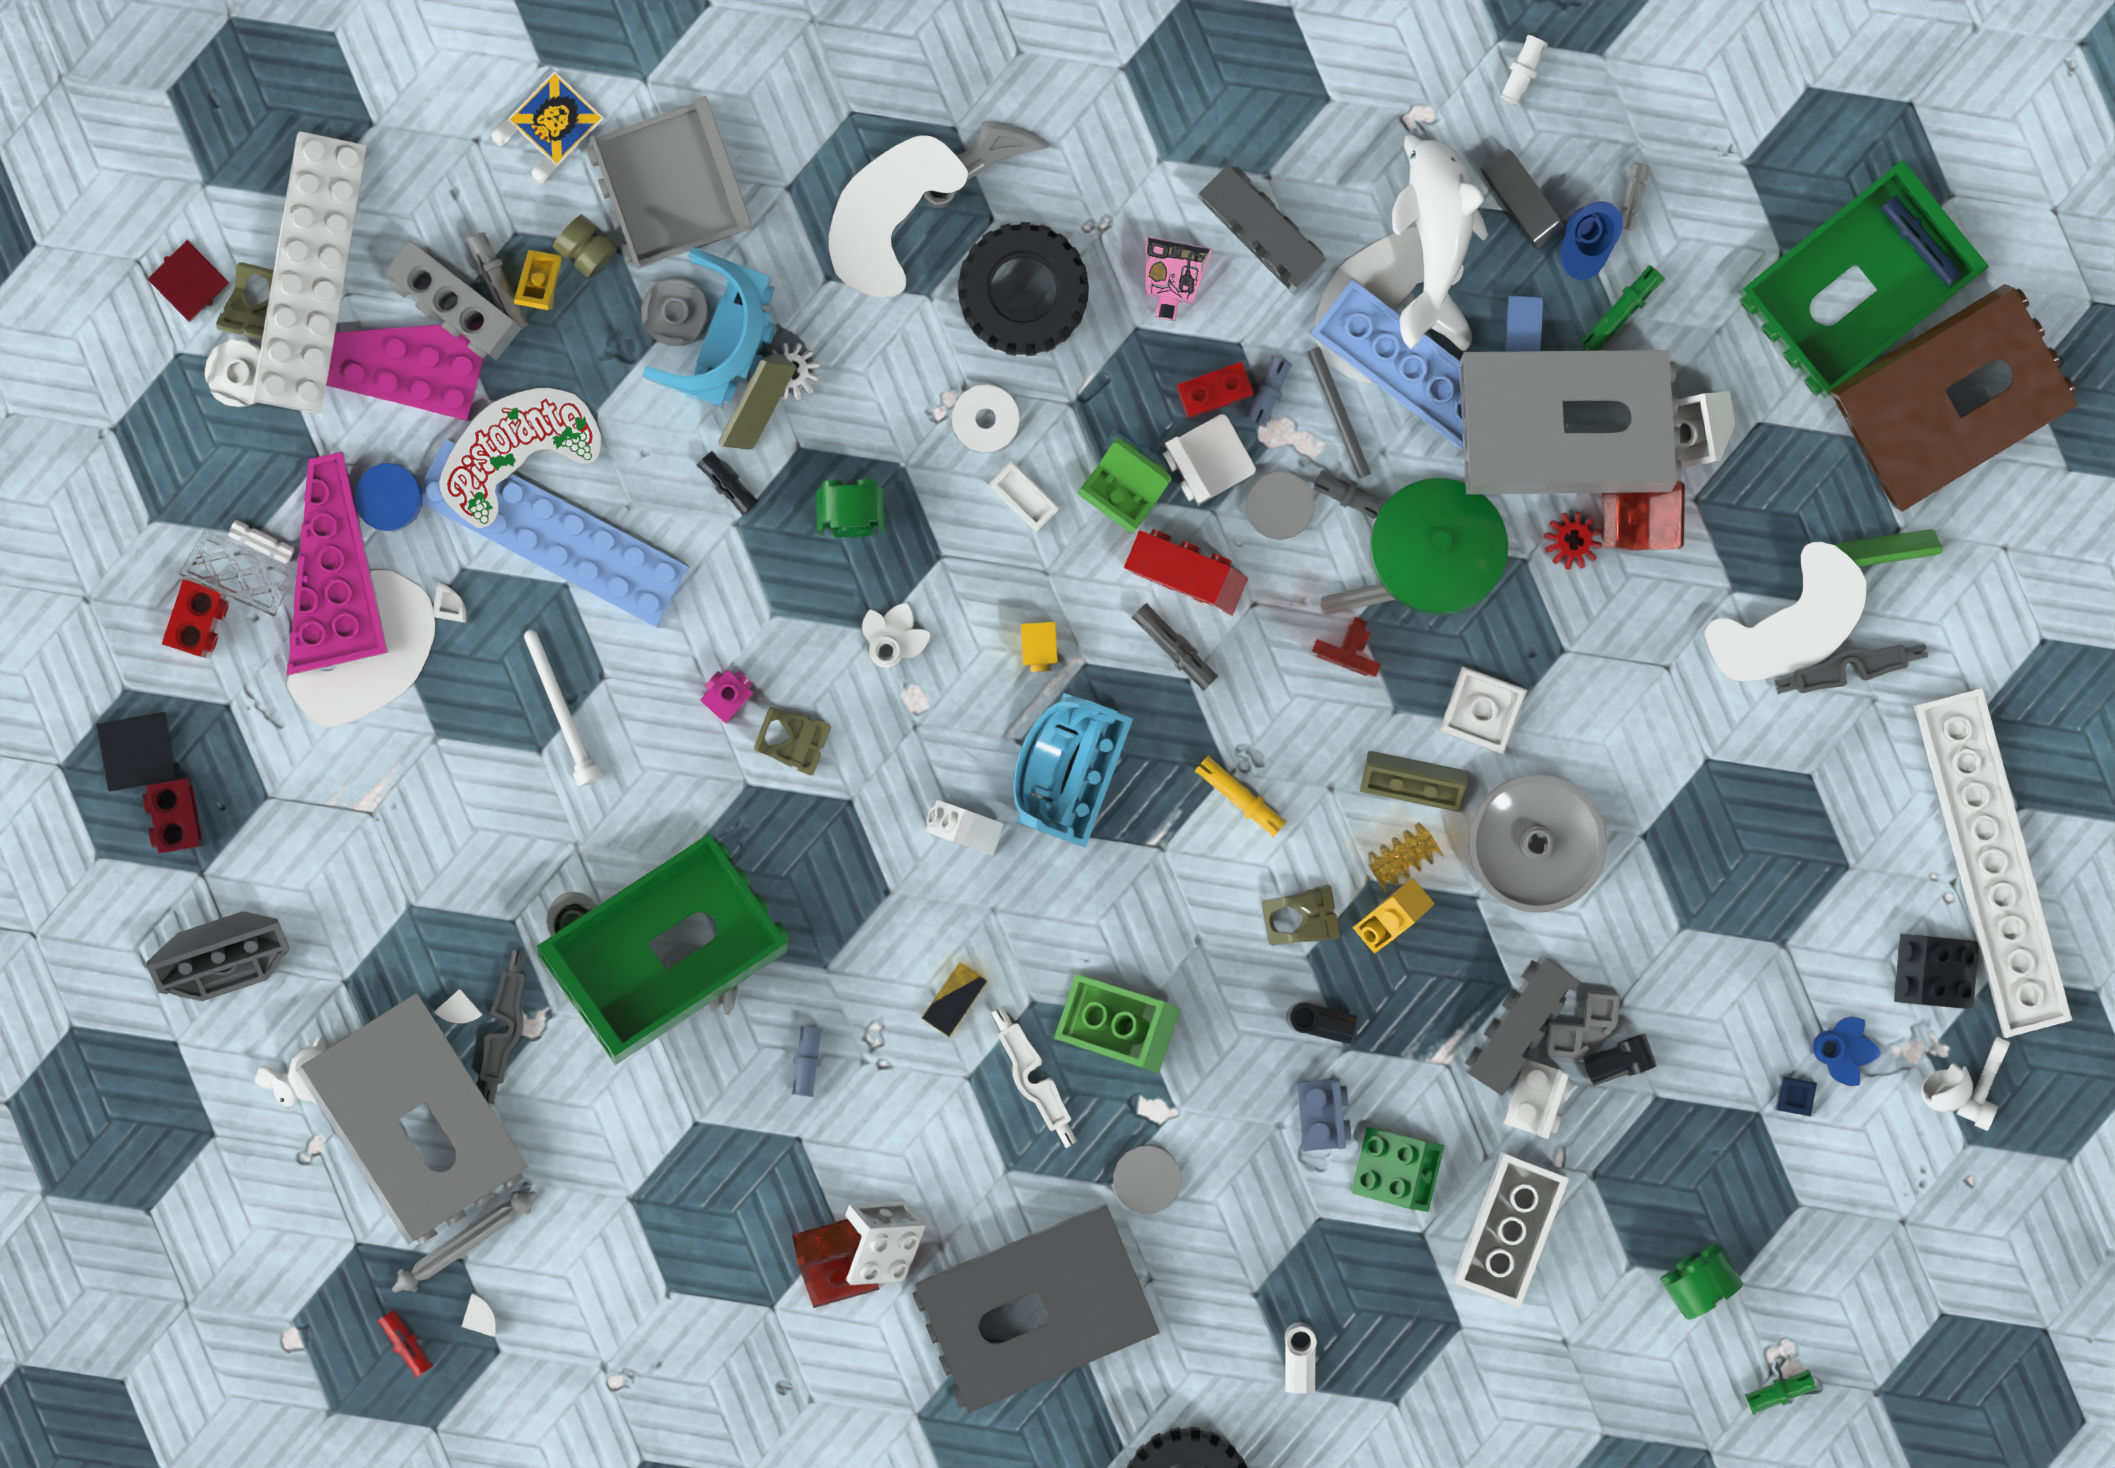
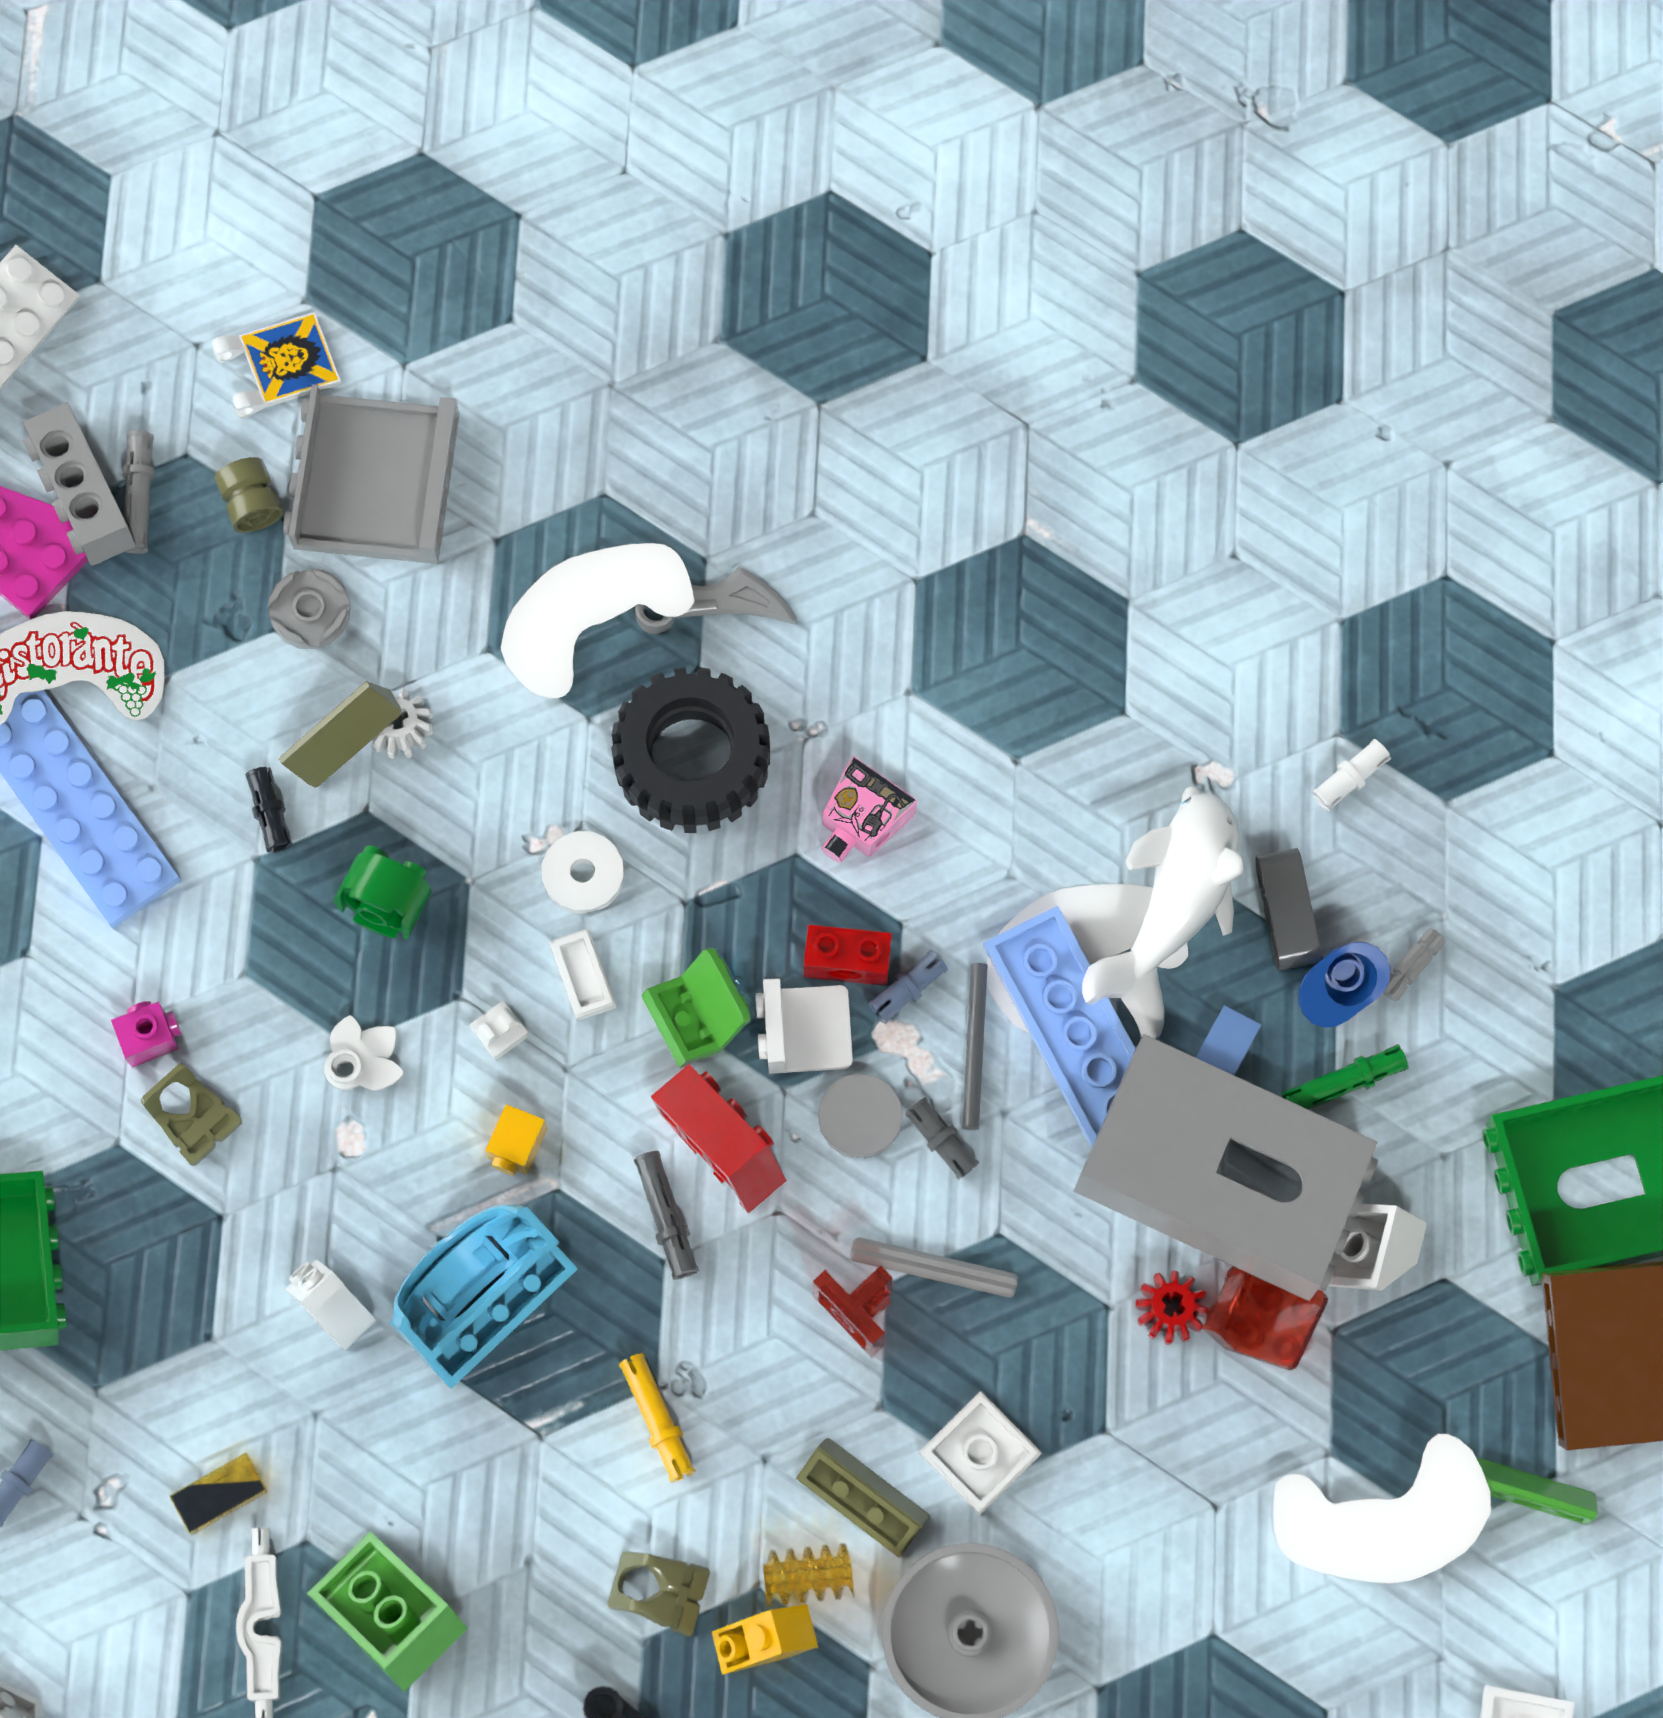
camera: 30 degrees right, 15 degrees down
(538, 280) = (179, 507): yellow slope -> none
(734, 336) = (358, 652): medium azure piece -> none
(983, 567) = (499, 1030): none -> white tile
(1262, 228) = (984, 809): dark grey wedge -> none
(1438, 546) = (1016, 1243): green dish -> none
(1868, 665) = (1451, 1615): dark grey piece -> none

